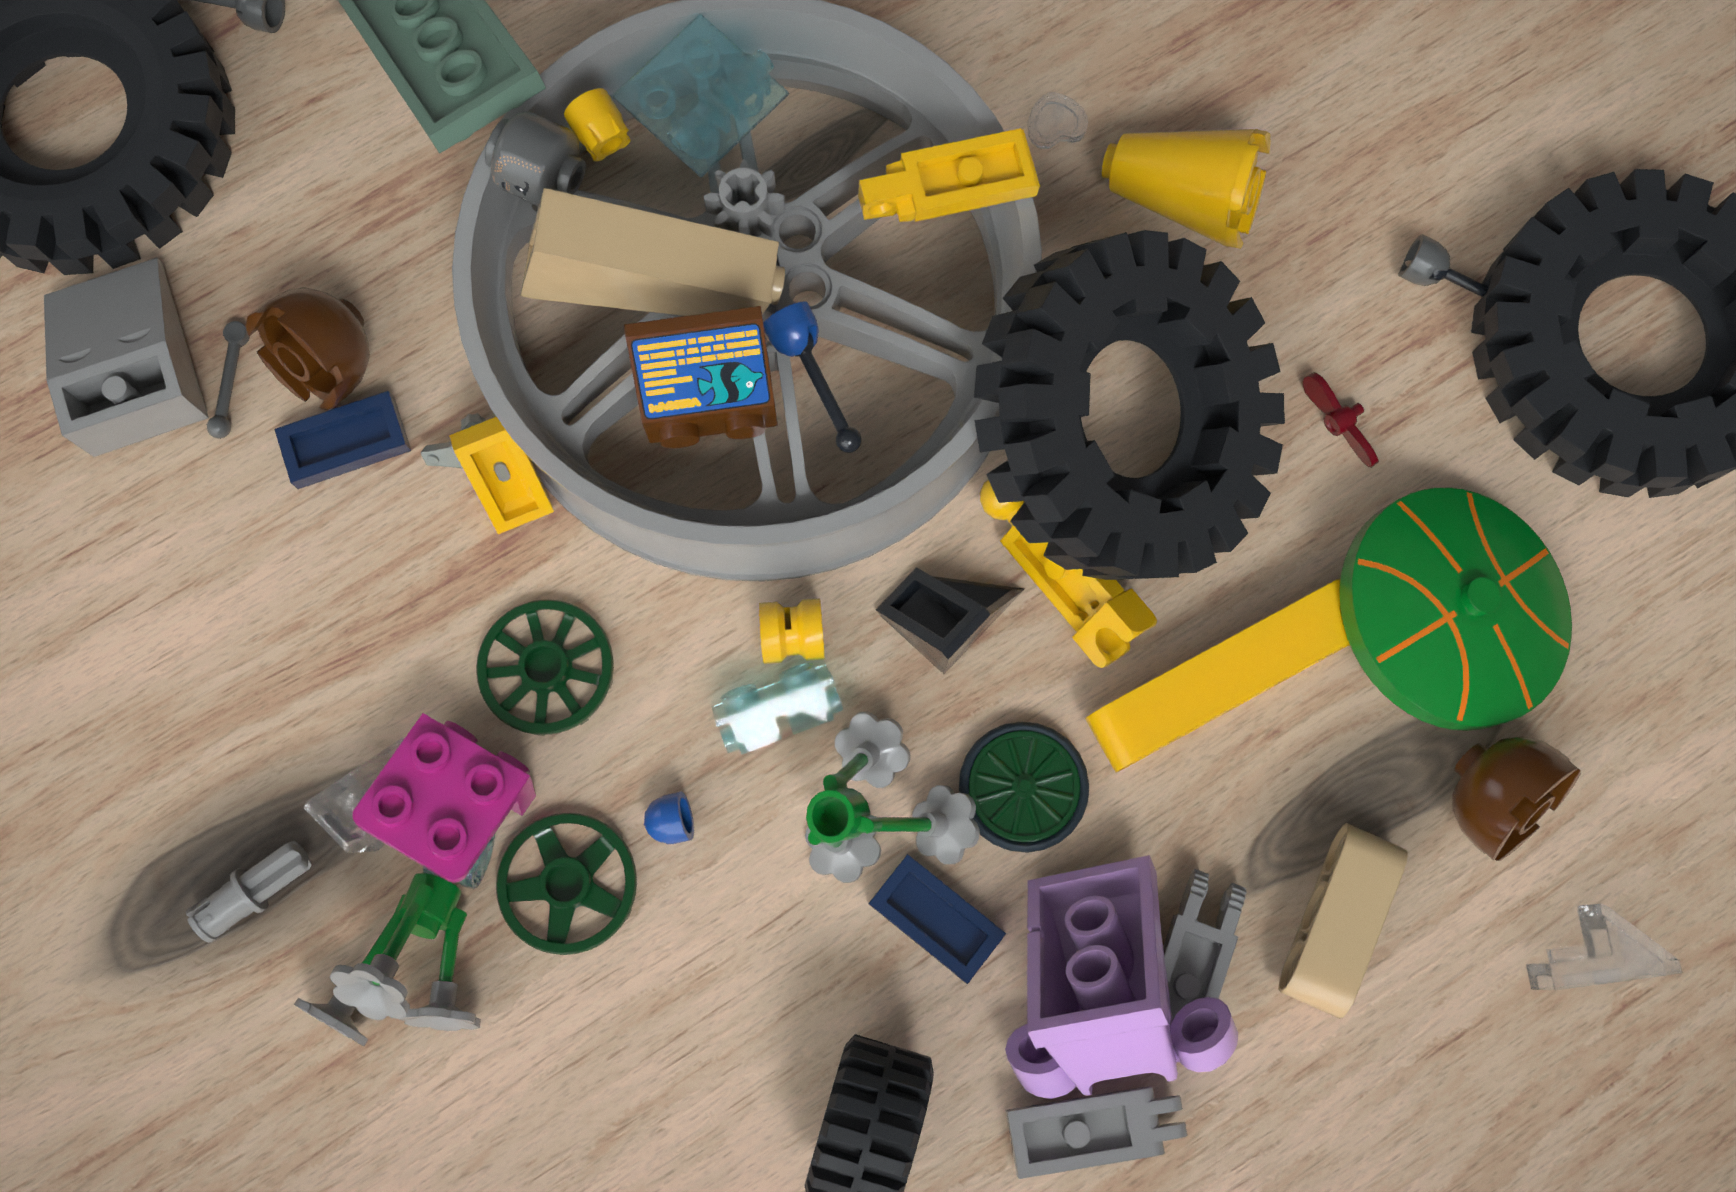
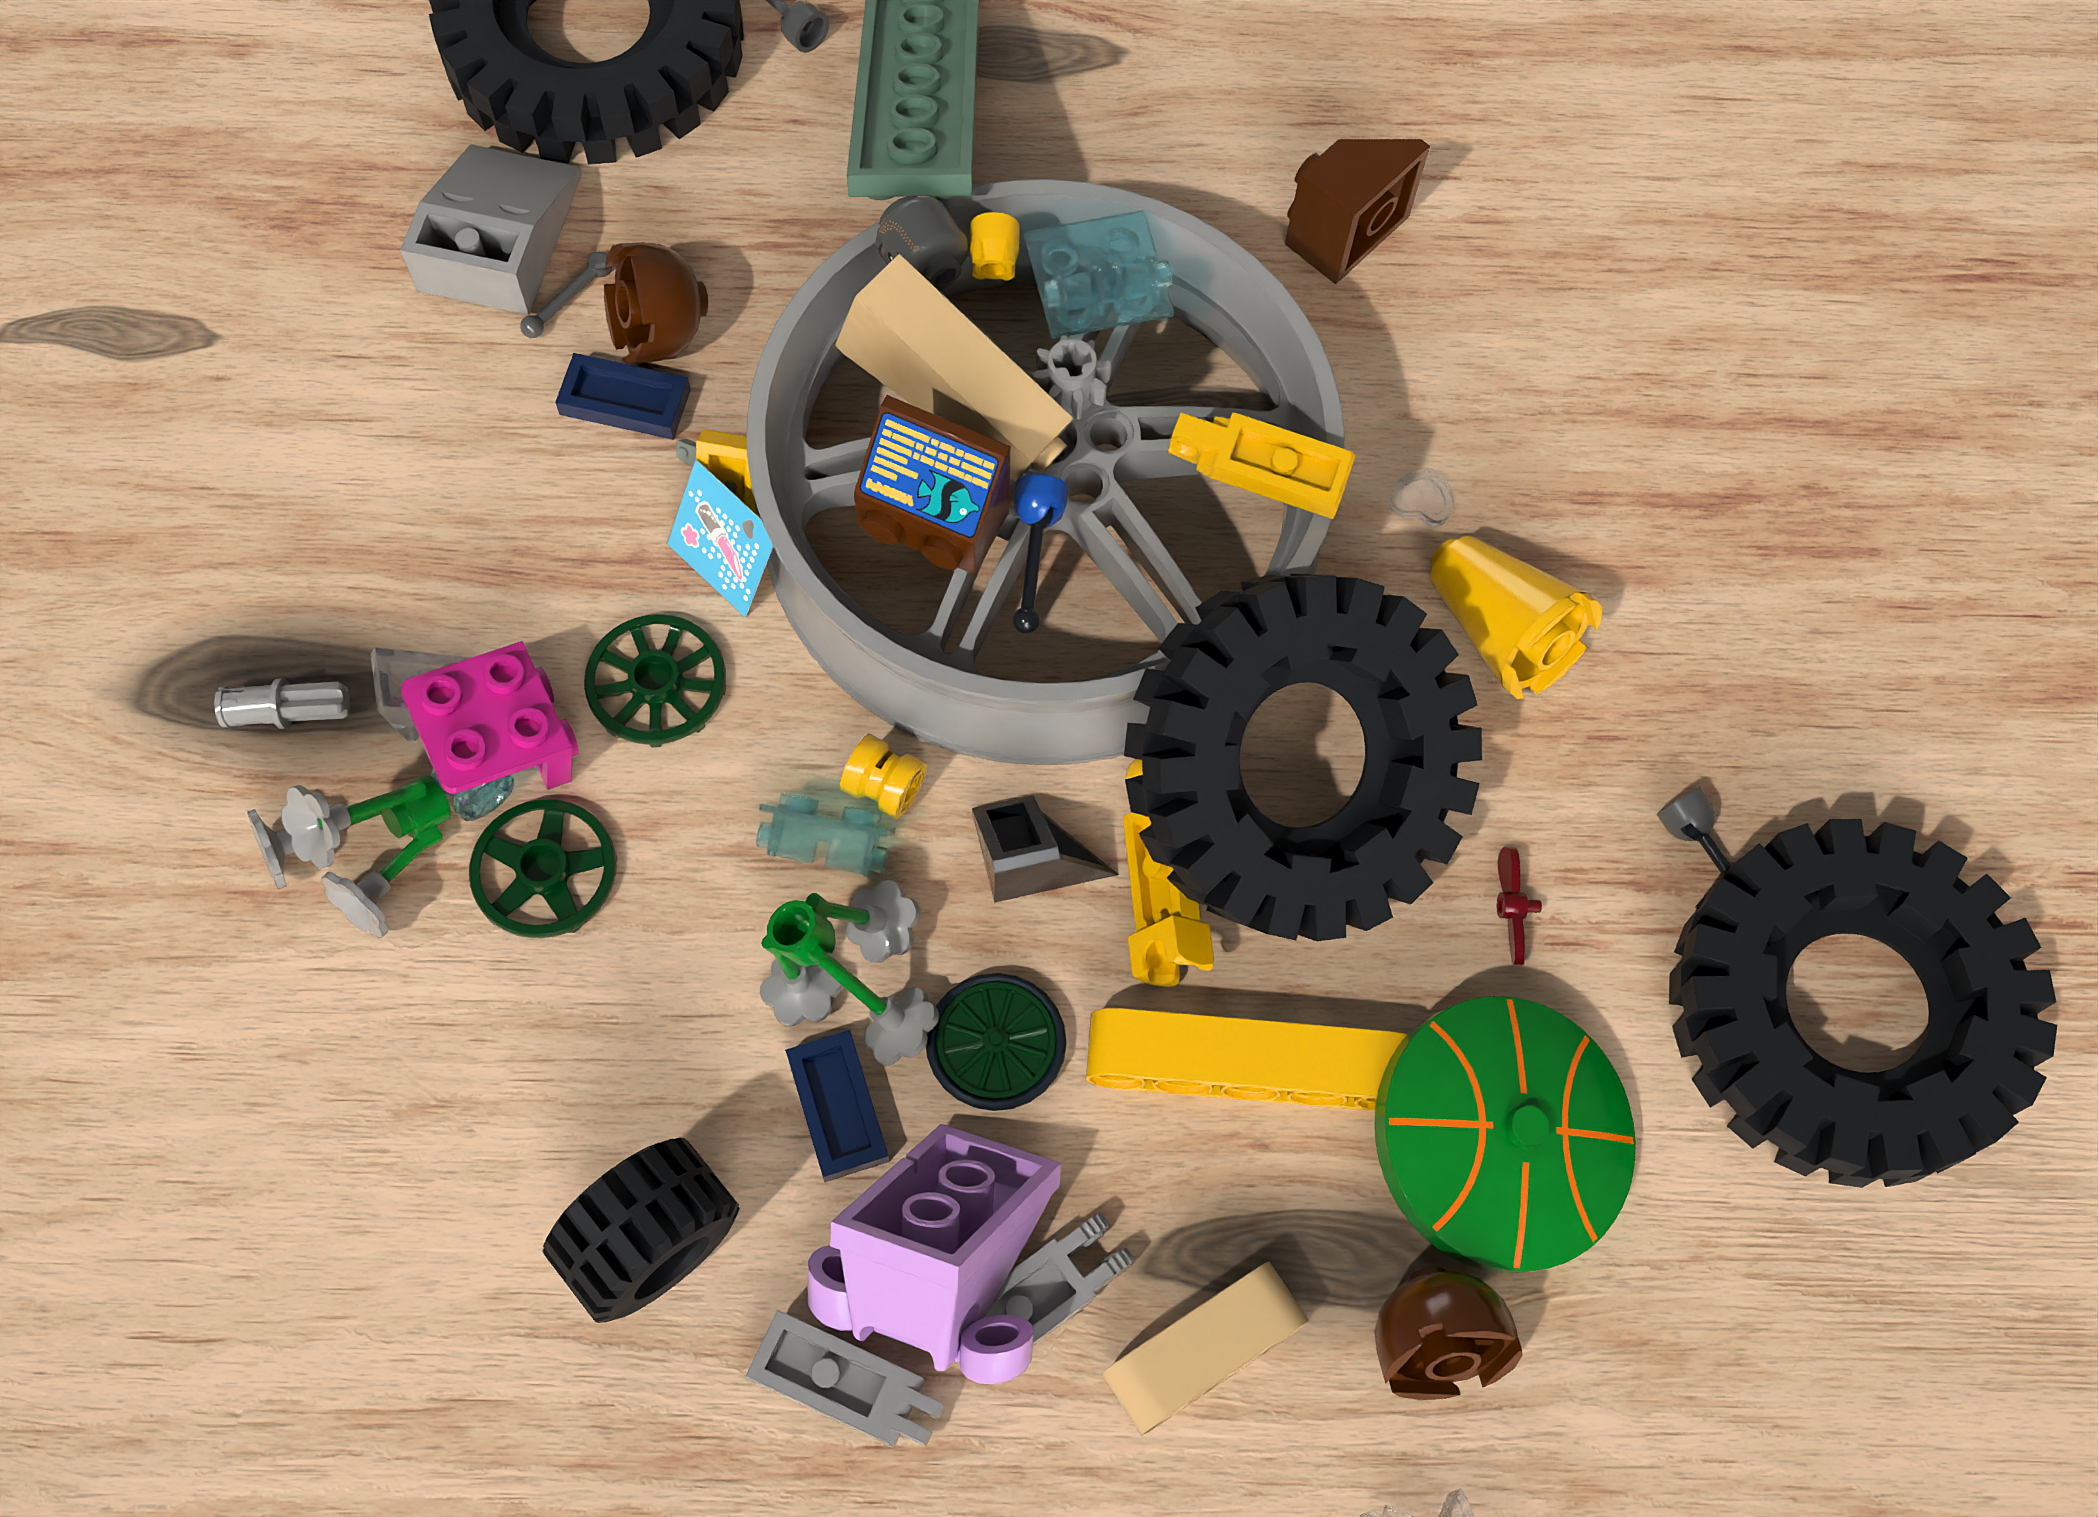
camera: 30 degrees right, 10 degrees down
(522, 516) = (720, 538): none -> medium azure sticker
(670, 819) = (668, 868): blue hinge -> none

